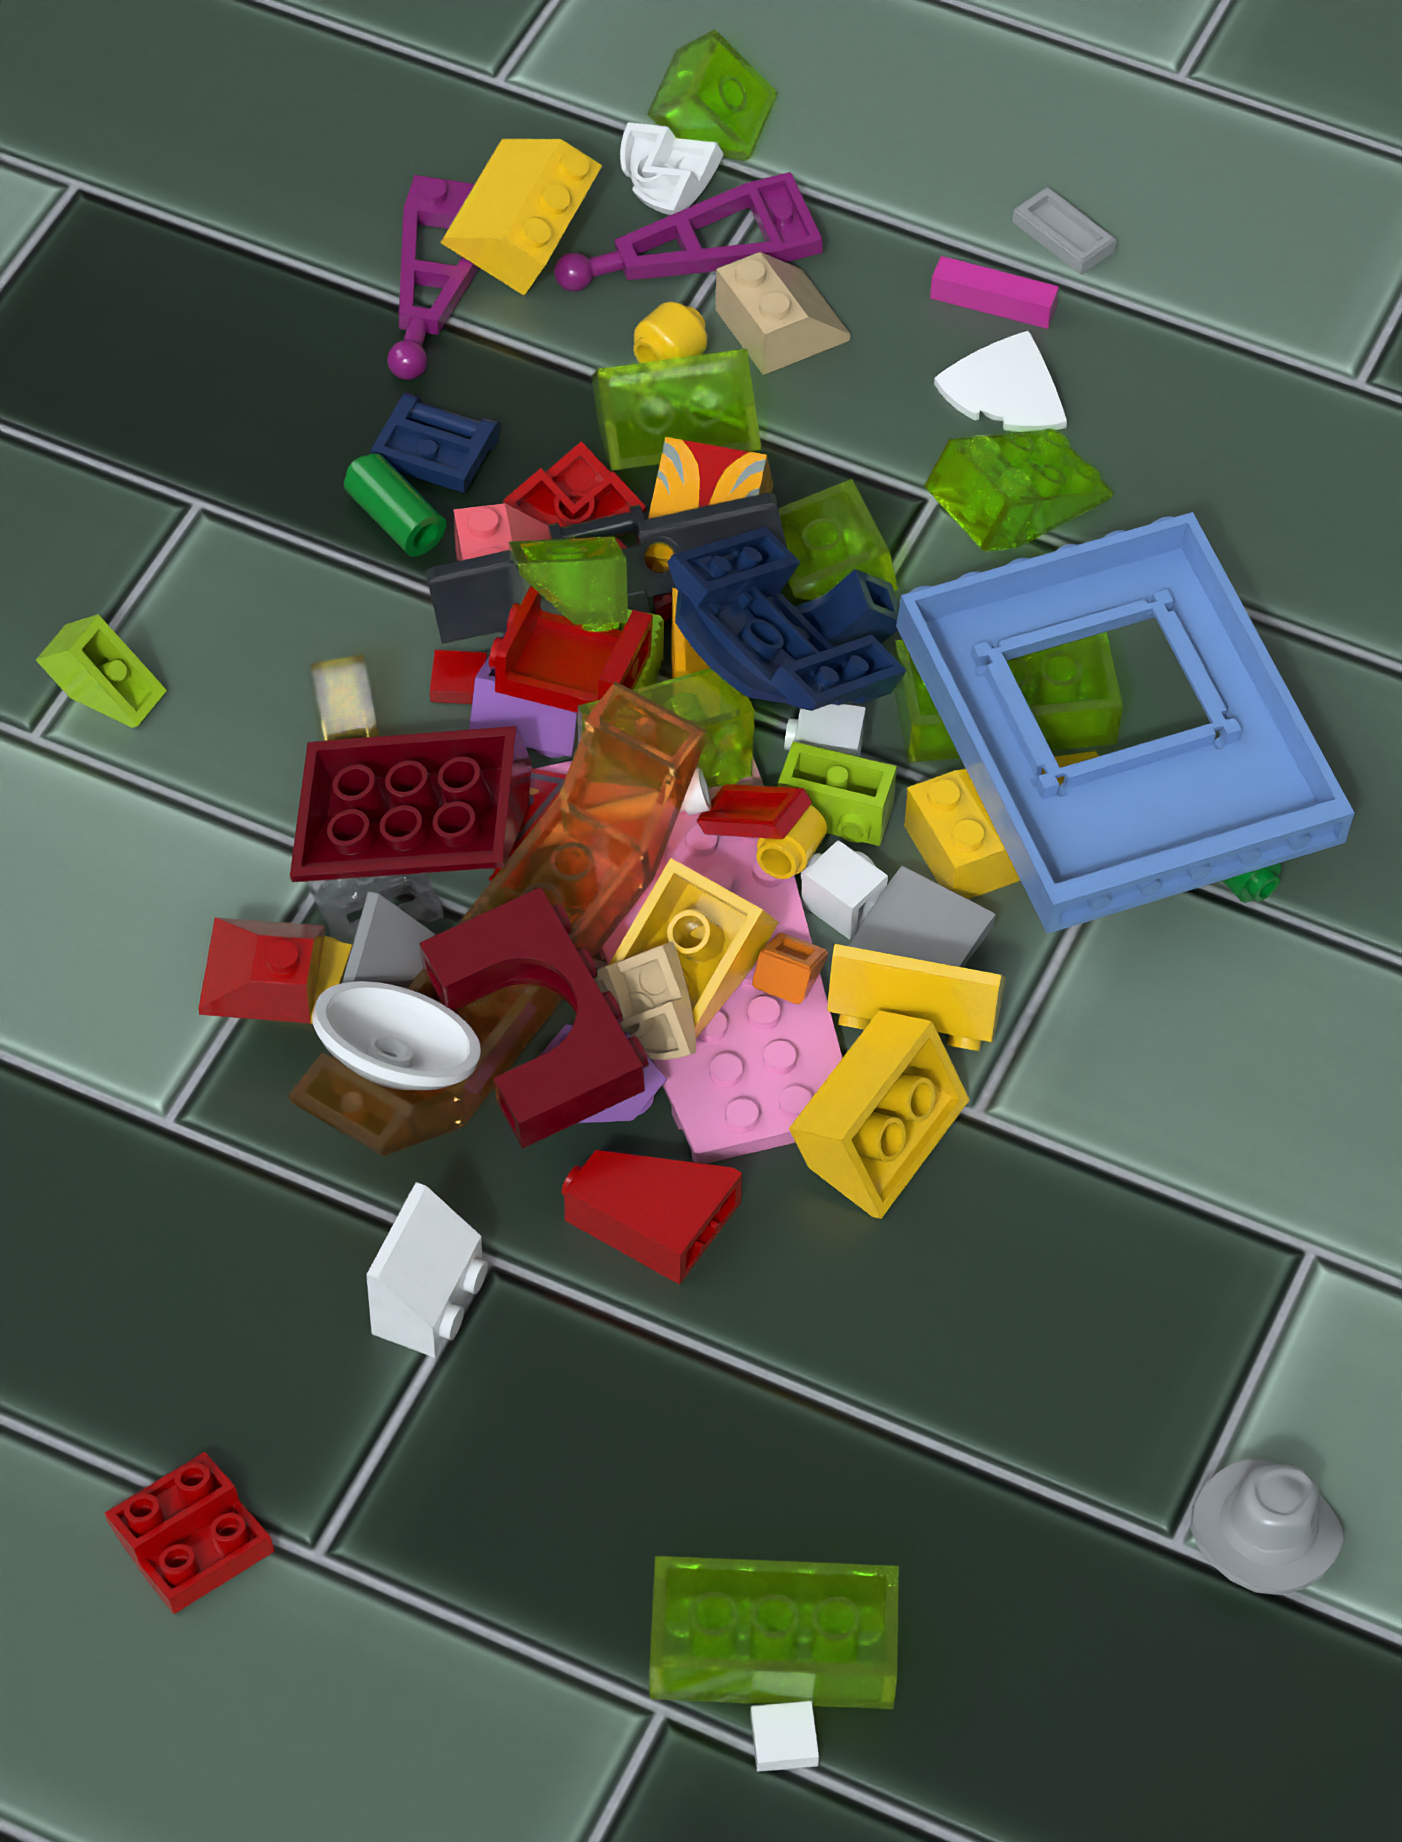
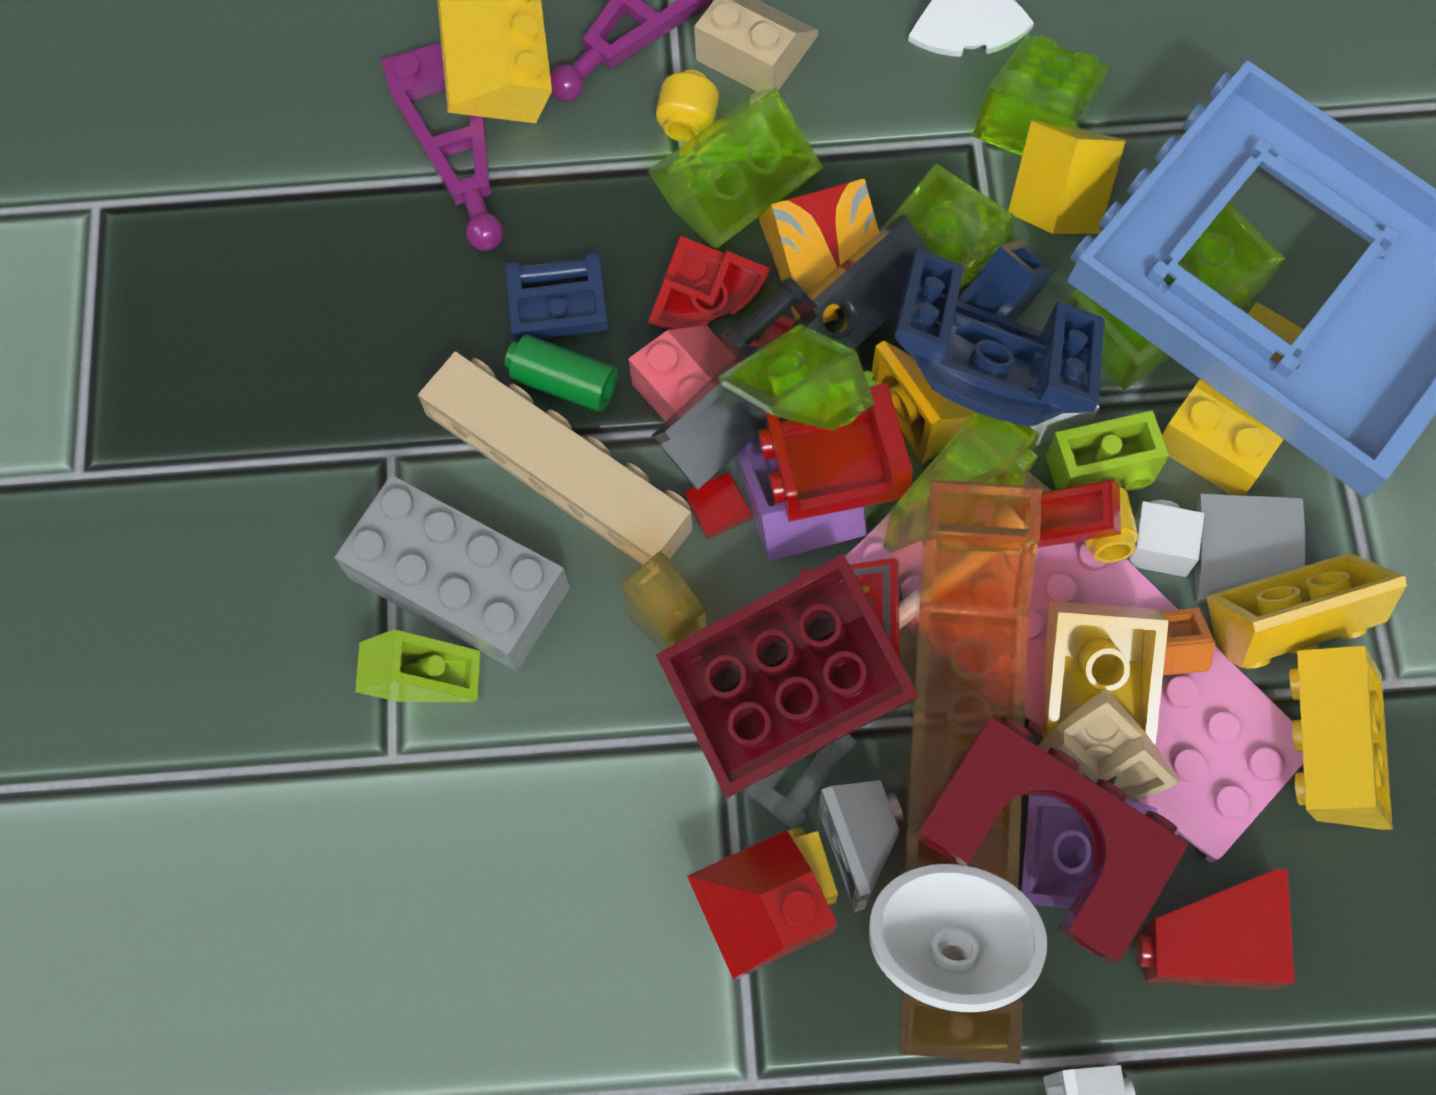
camera: 25 degrees left, 15 degrees up
(184, 613) = (453, 572): none -> light grey brick
(336, 567) = (555, 460): none -> tan brick
(976, 538) = (1065, 178): none -> yellow slope

